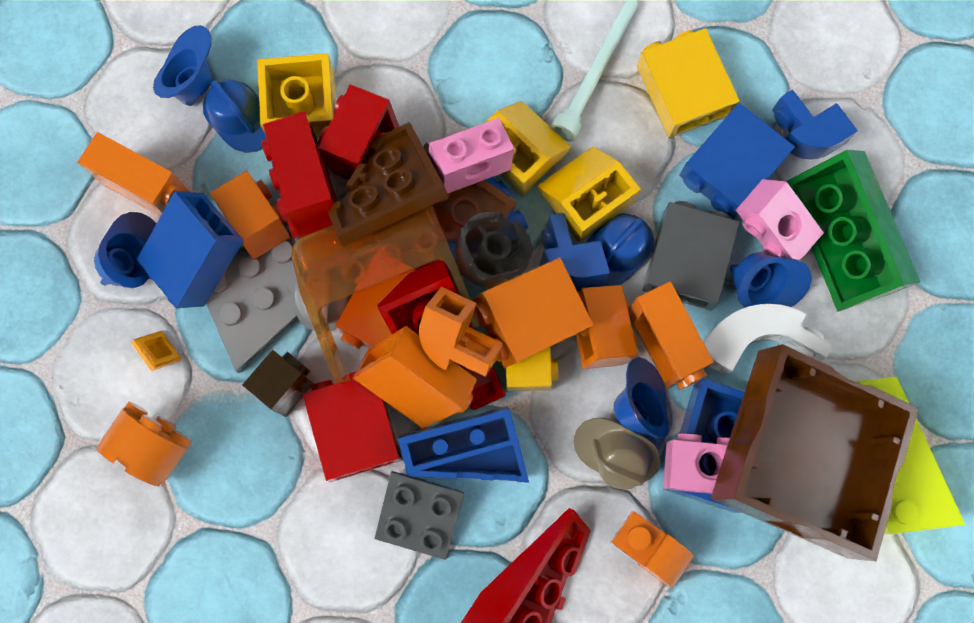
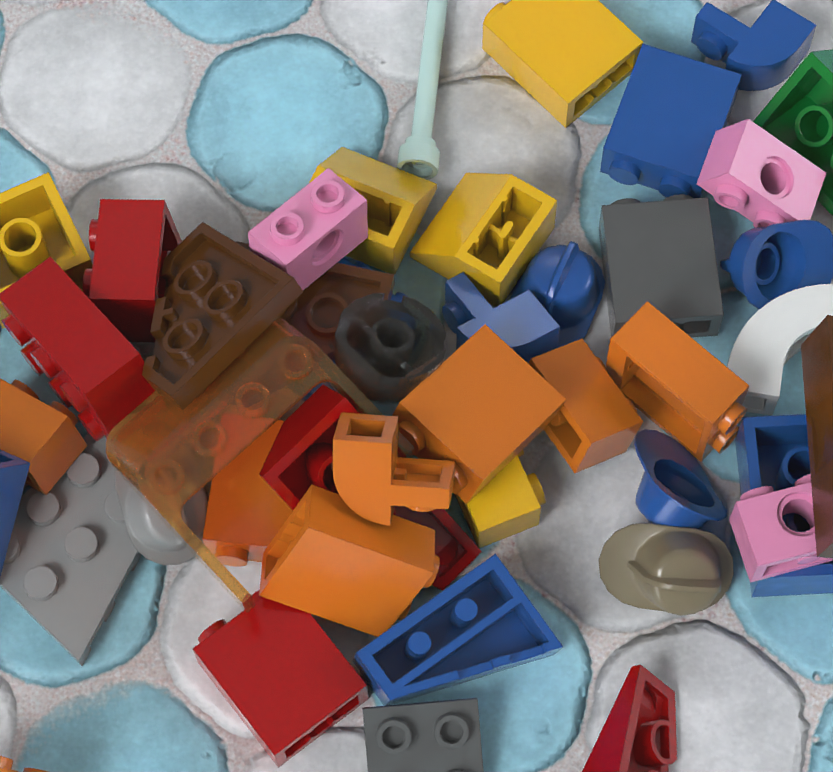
camera: 20 degrees left, 10 degrees down
(279, 382) = (154, 644): dark brown brick -> none
(652, 549) = (782, 677): orange brick -> none

